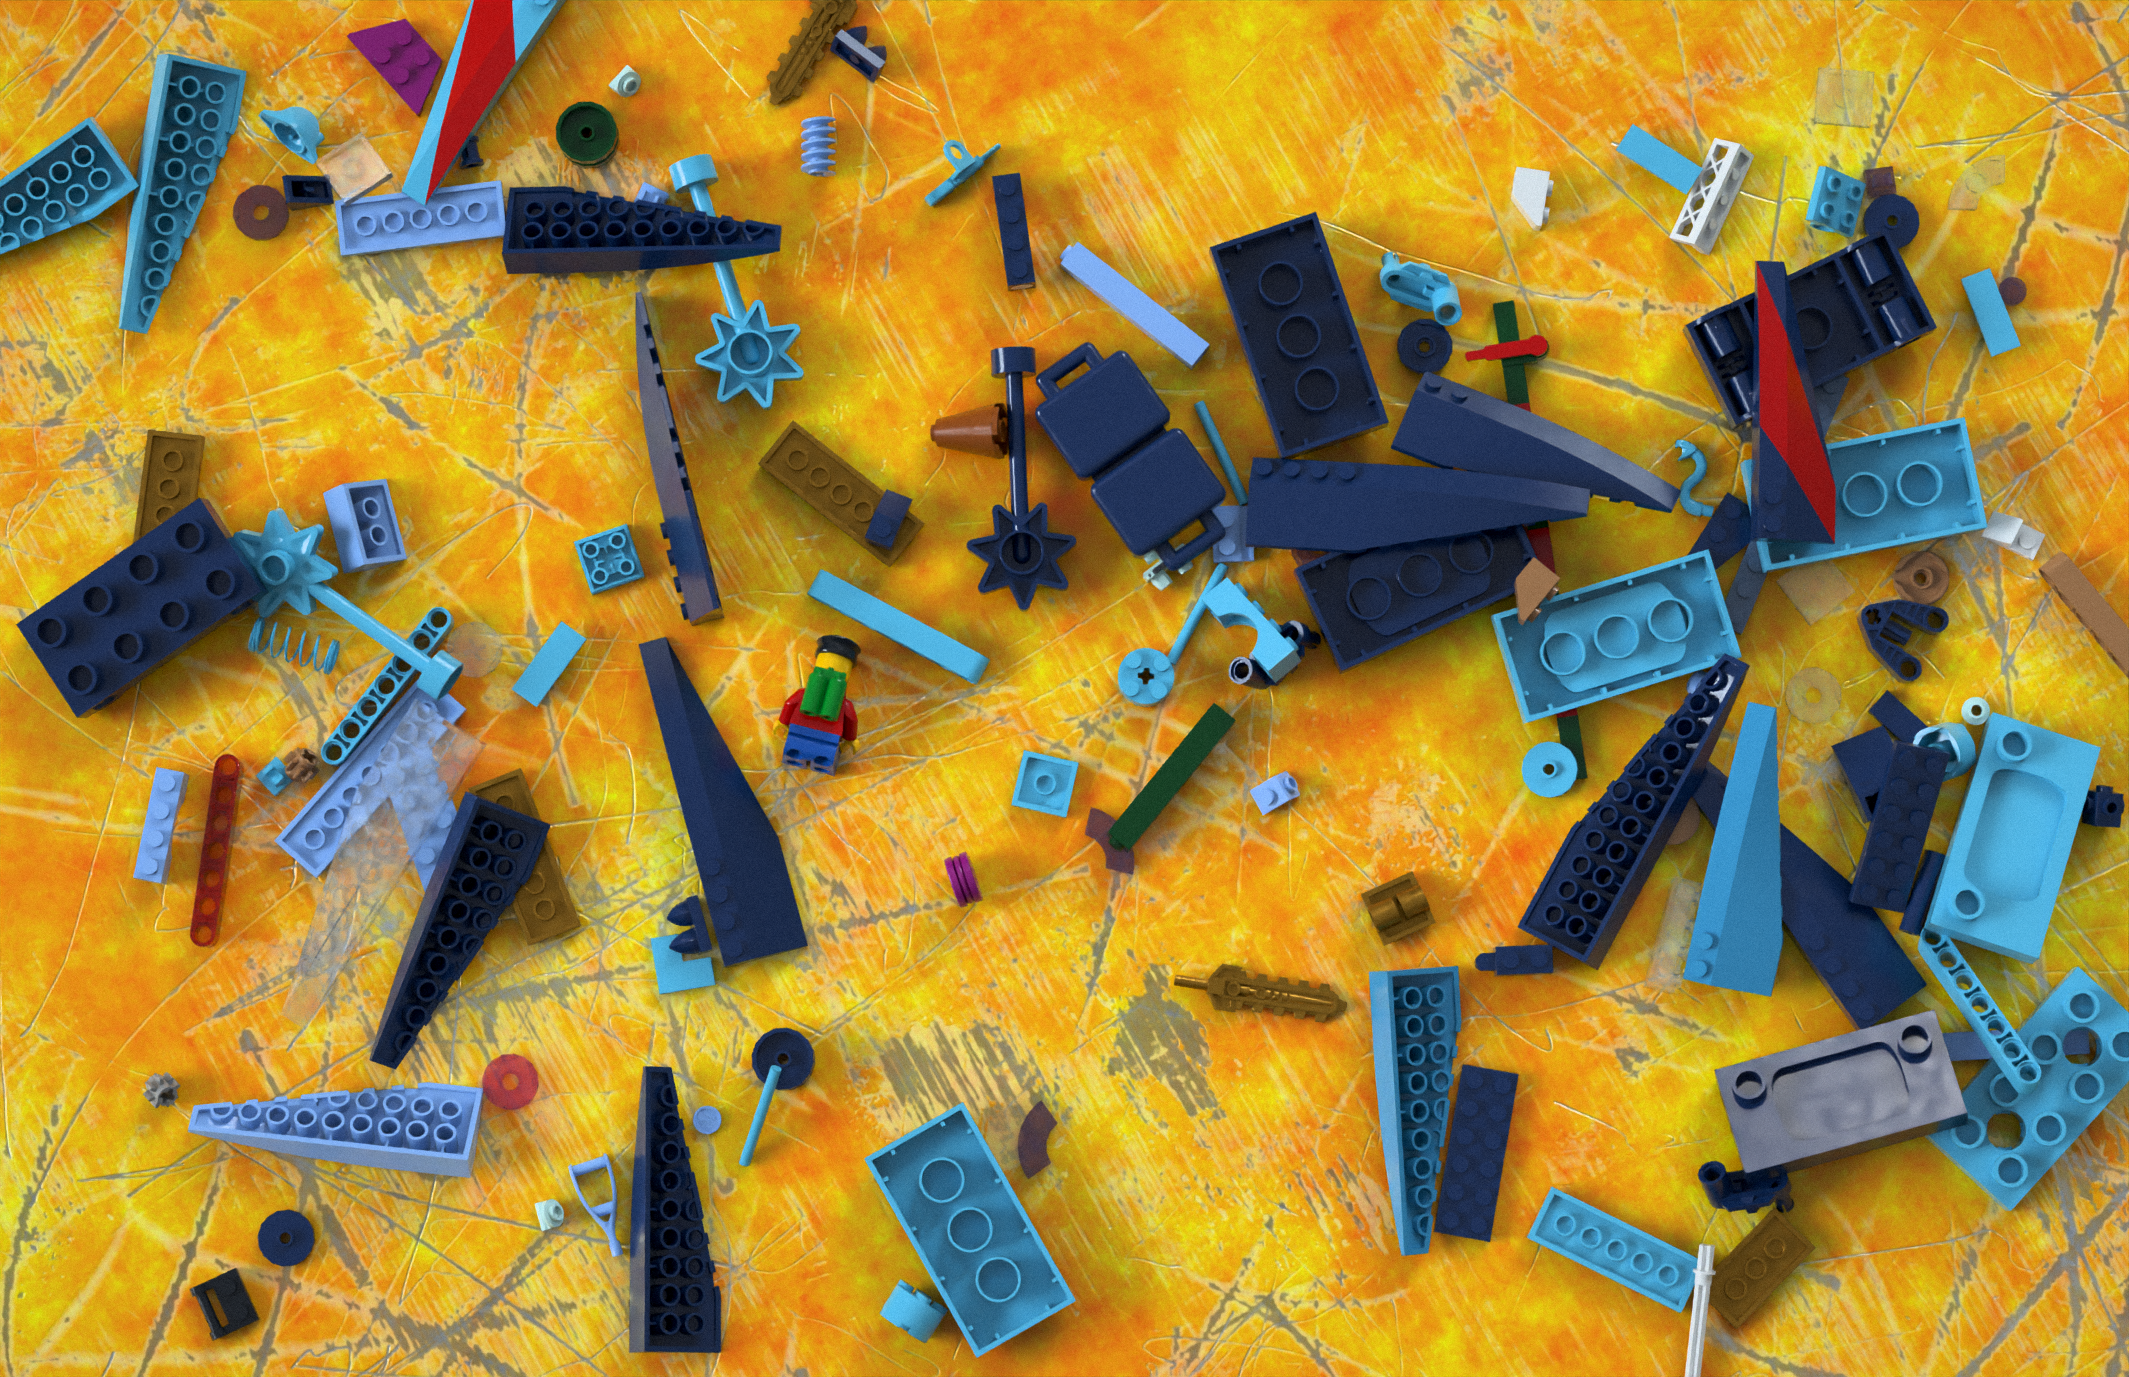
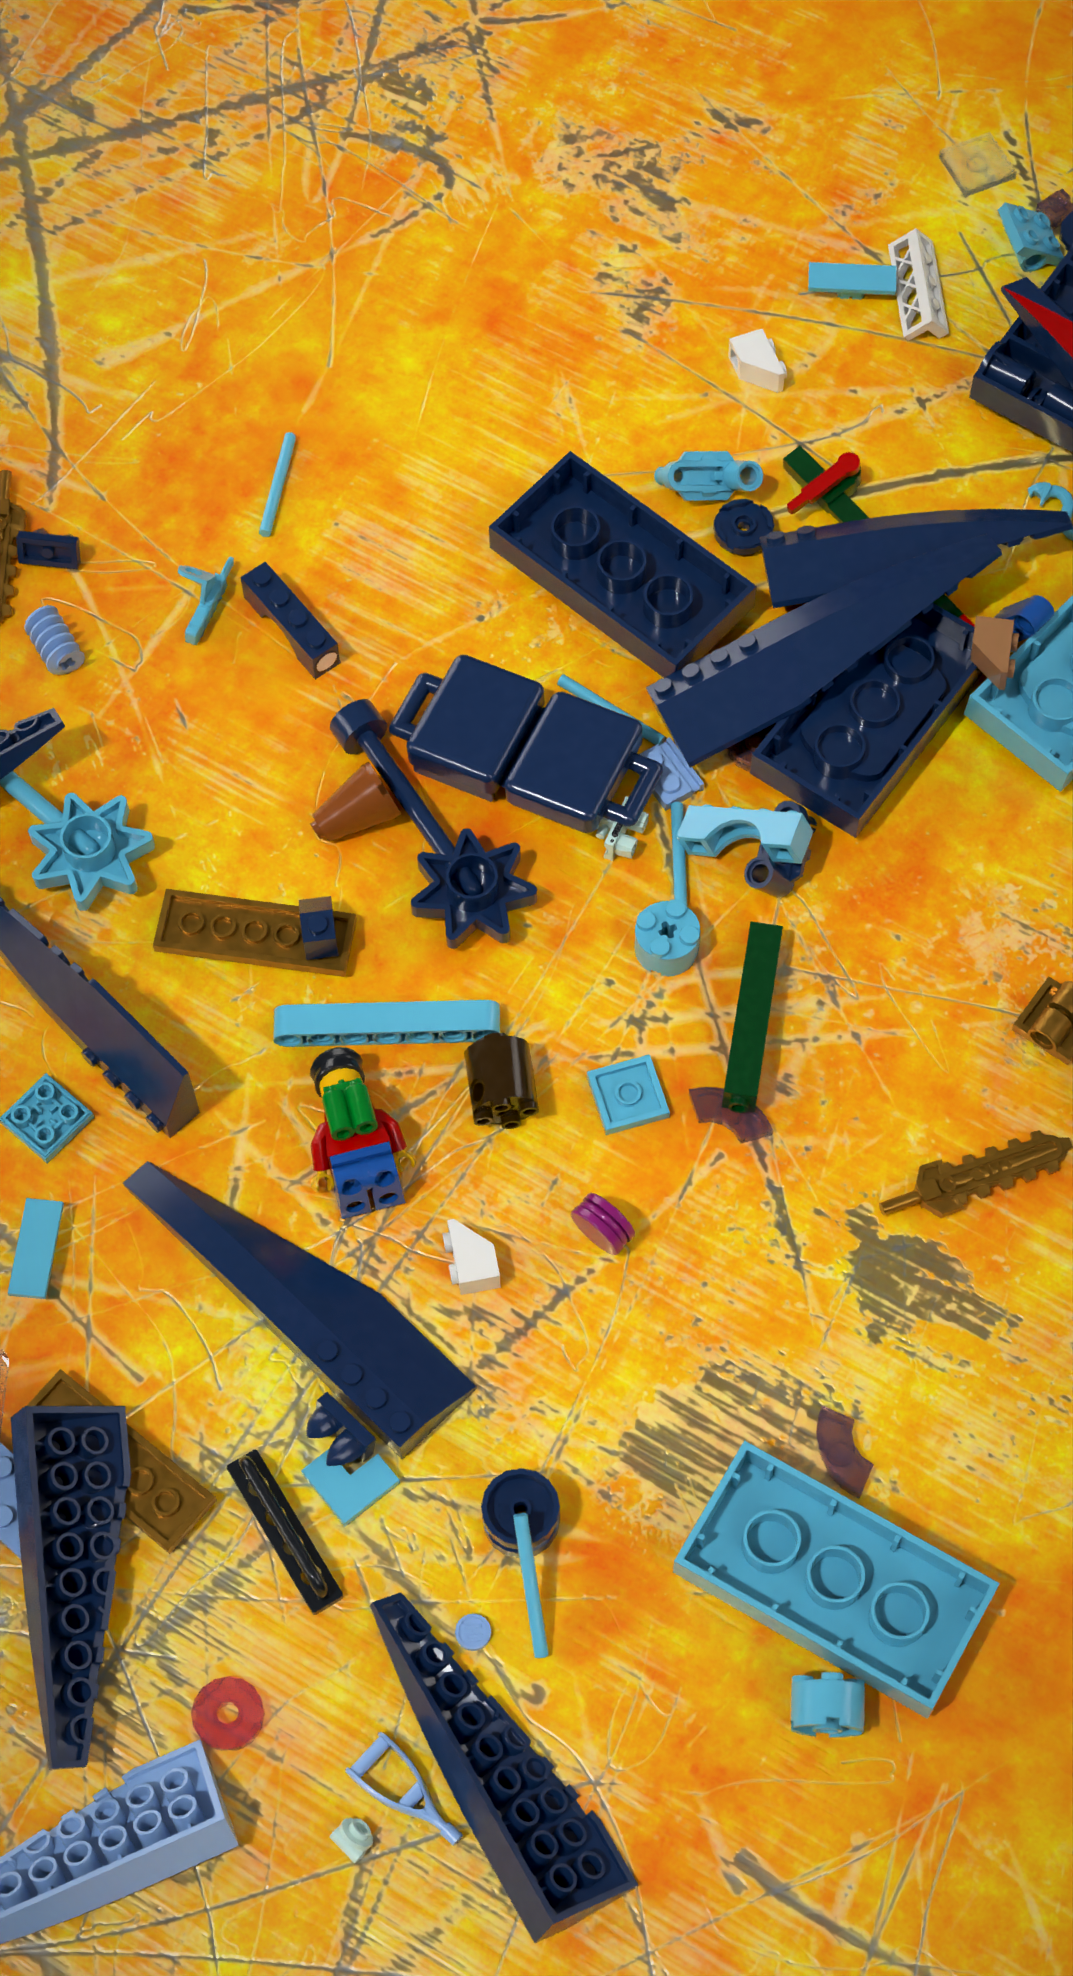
camera: 30 degrees left, 20 degrees down
(614, 1031) = (287, 1529): none -> black piece
(857, 851) = (474, 1259): none -> white slope
(953, 725) = (501, 1080): none -> dark brown cylinder
(1075, 91) = (277, 484): none -> medium azure bar
(1133, 305) = (445, 625): light blue brick -> none
(1275, 792) = (863, 978): light blue bracket -> none
(1578, 567) = (1028, 615): none -> blue beam

